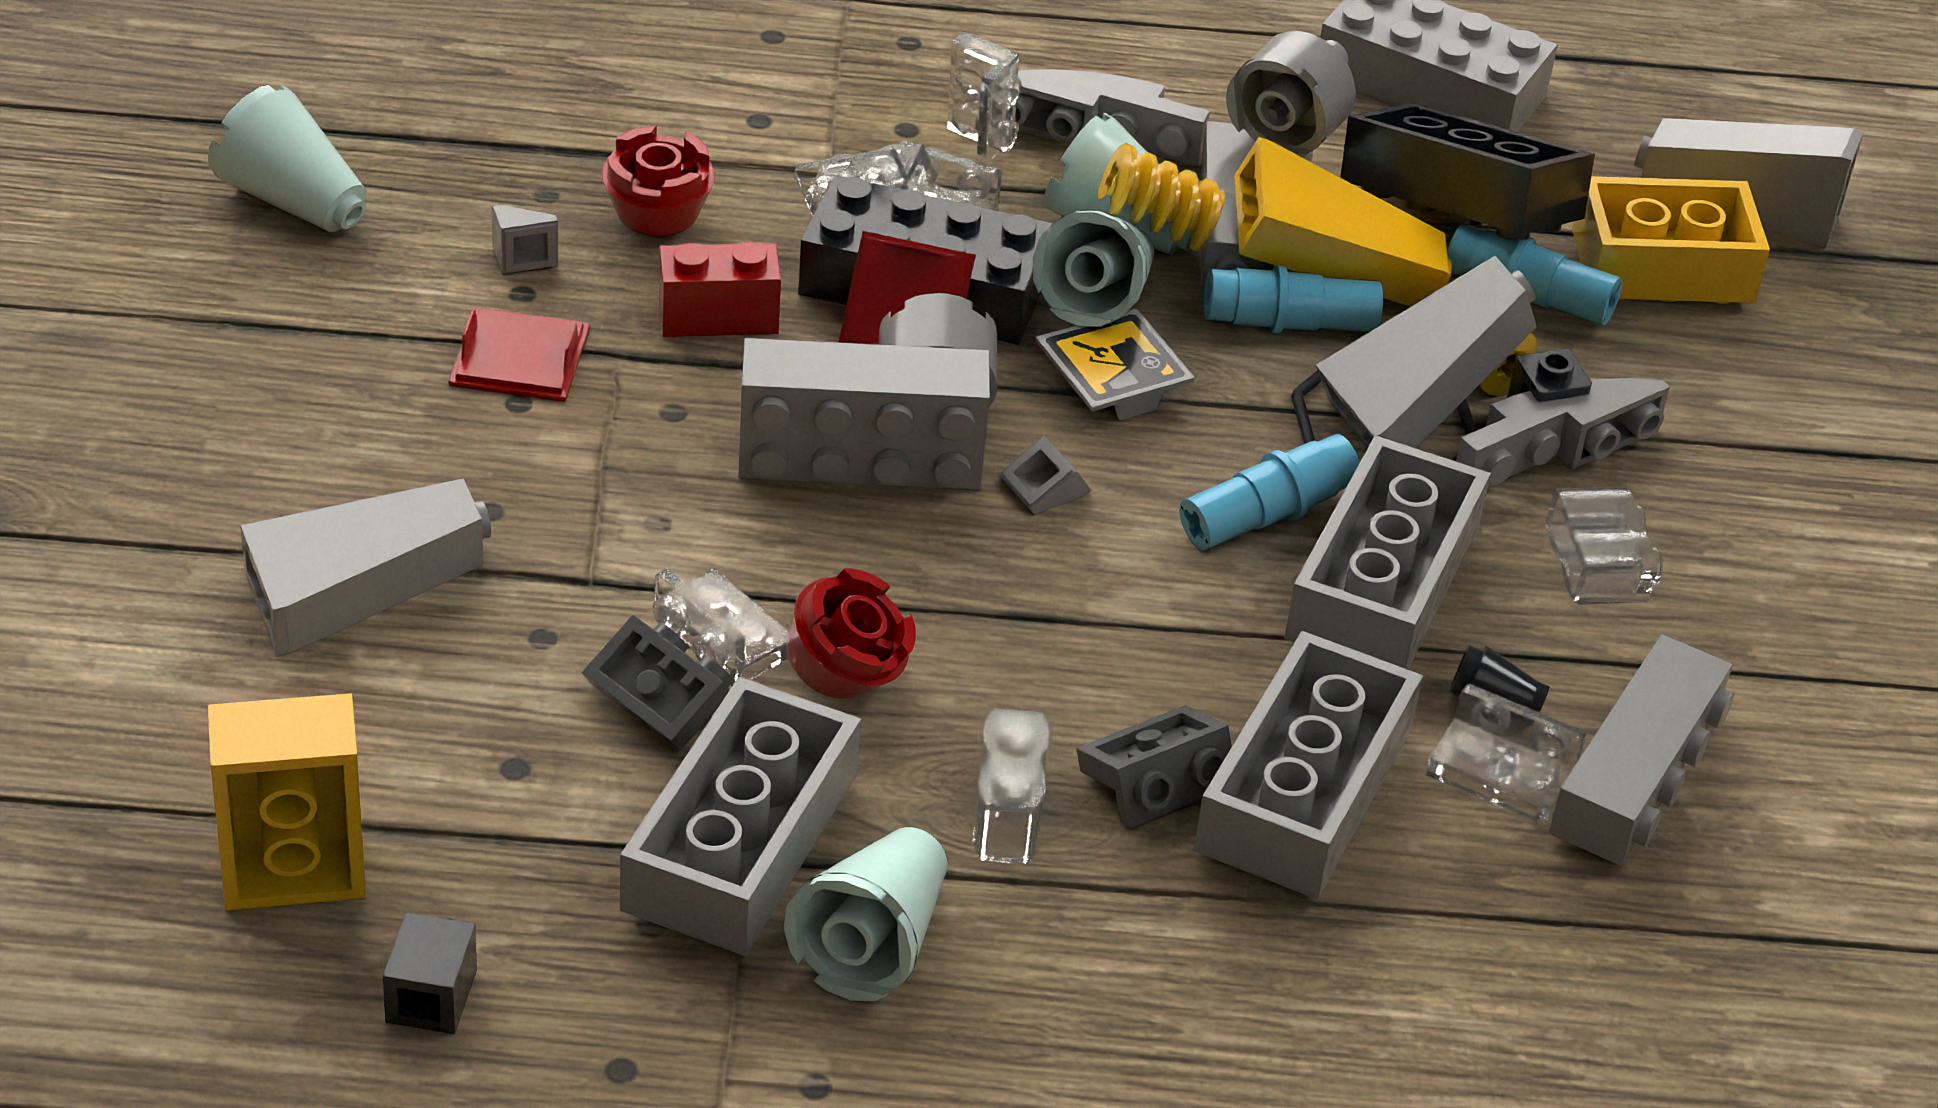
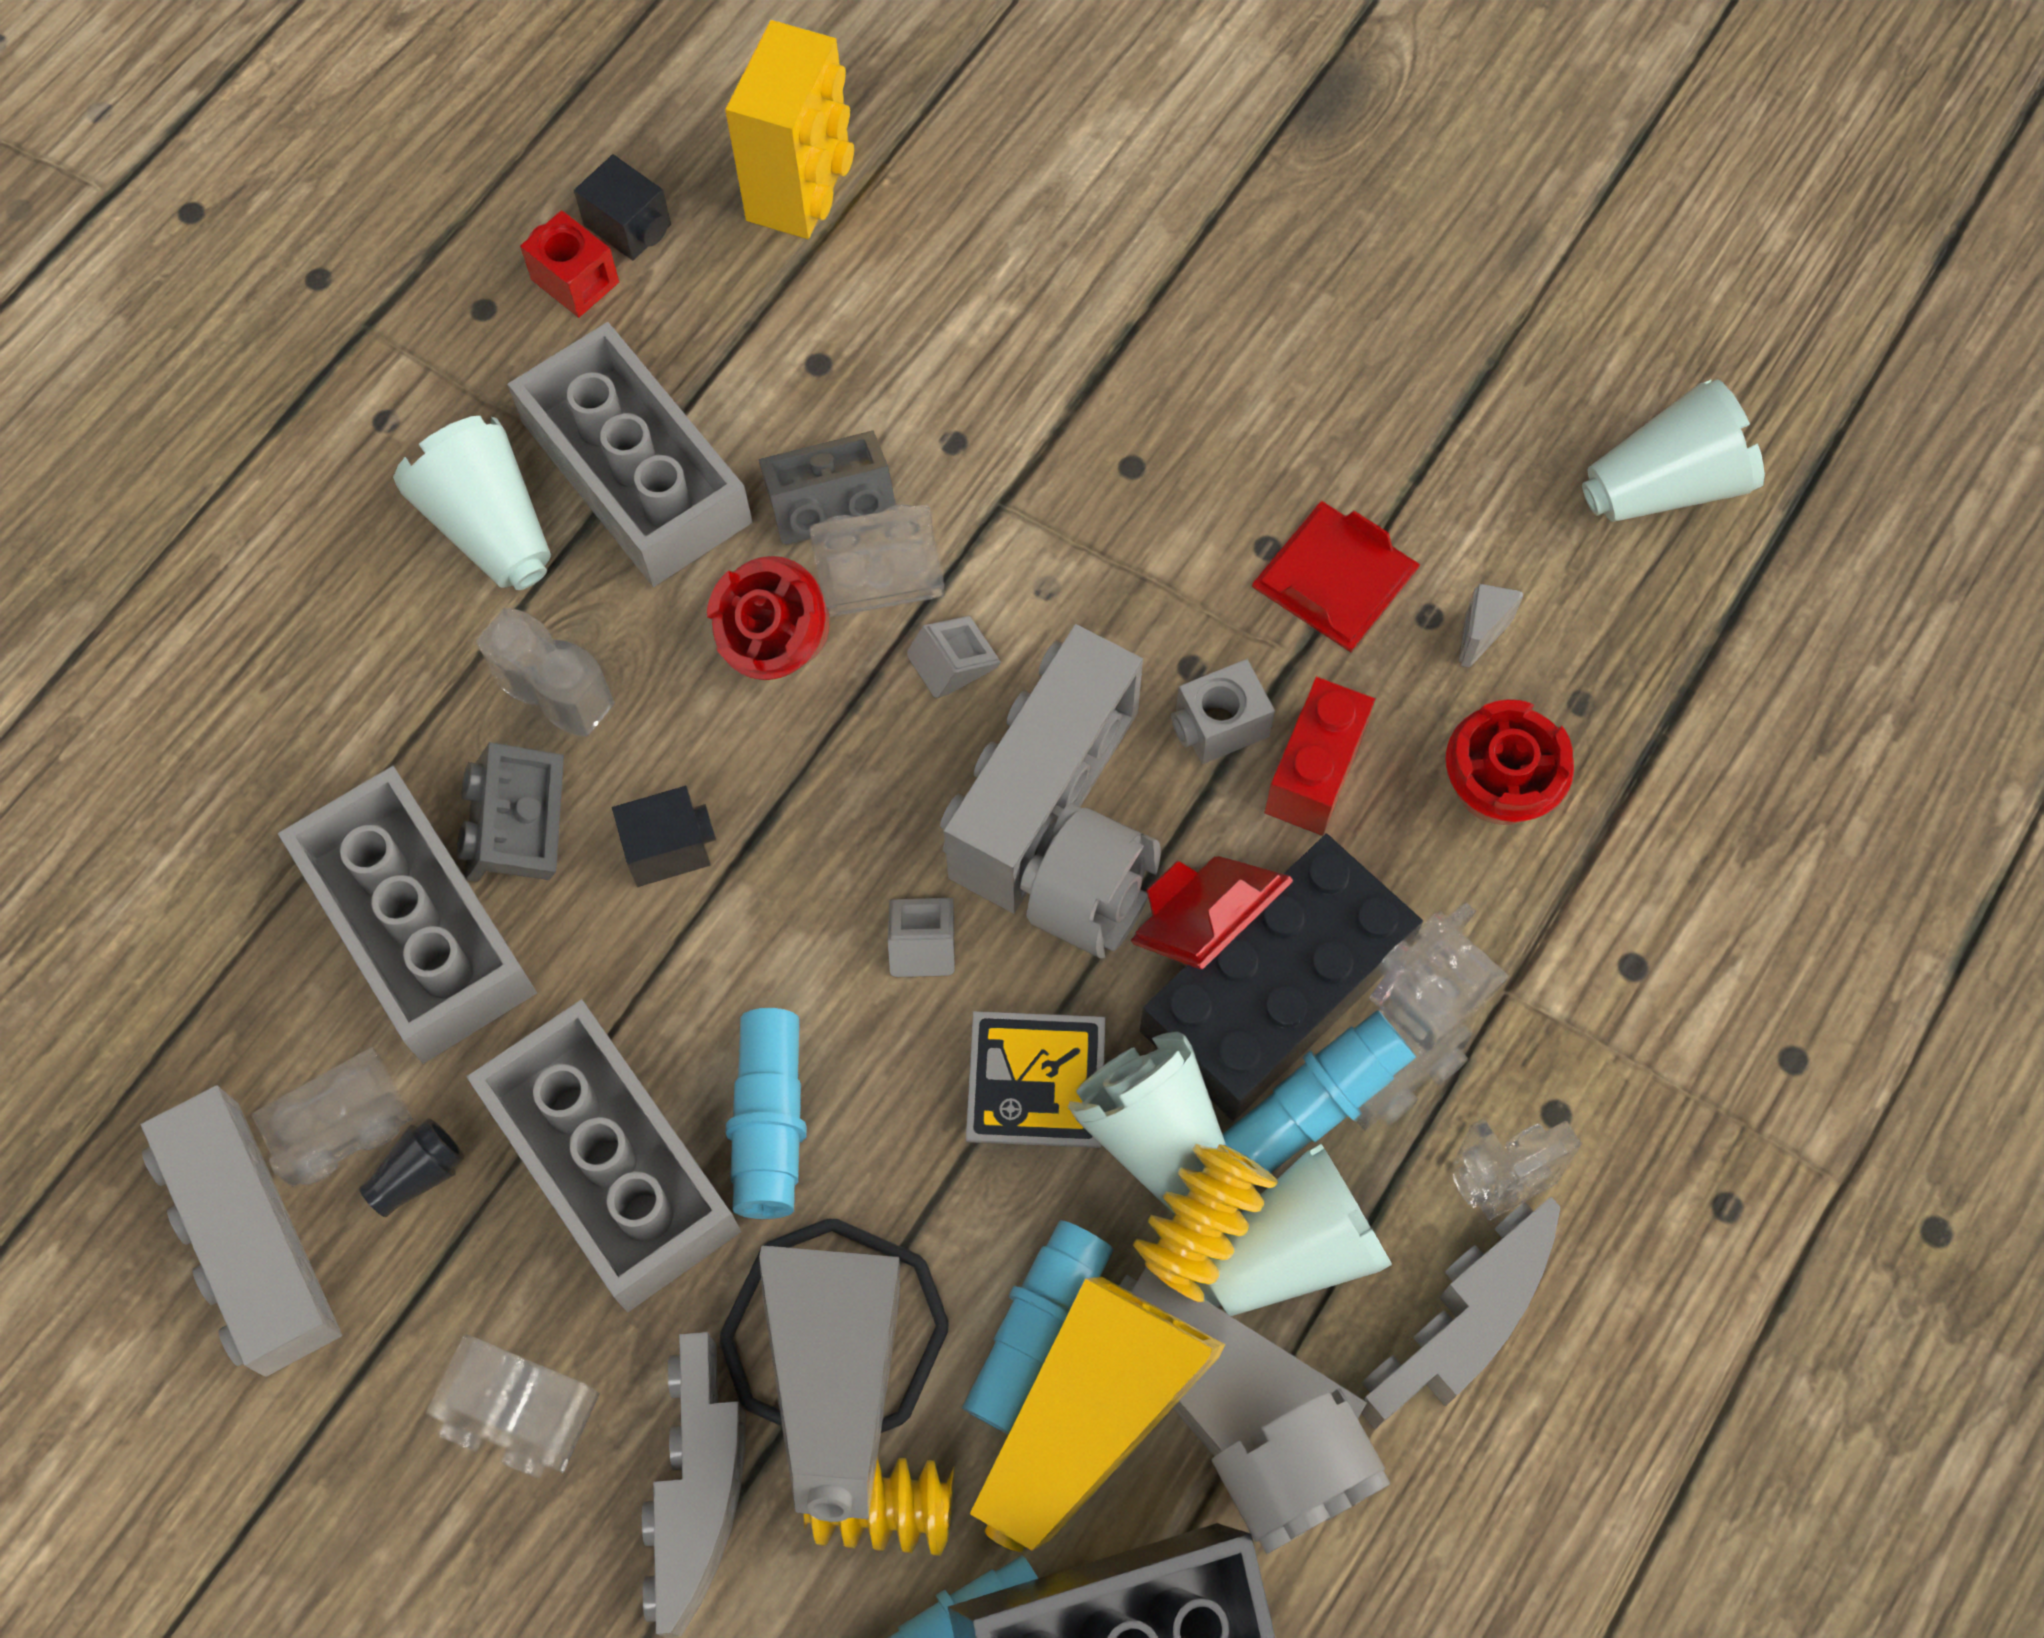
camera: 125 degrees right, 25 degrees up
(359, 558) = (1094, 313): slope -> none
(533, 985) = (569, 263): none -> red brick
(709, 355) = (1231, 689): none -> light grey brick
(777, 550) = (951, 655): none -> light grey slope
(983, 180) = (1321, 1093): none -> medium azure piece
(1098, 647) = (664, 835): none -> black brick
(1549, 376) = (741, 1502): black bracket -> none

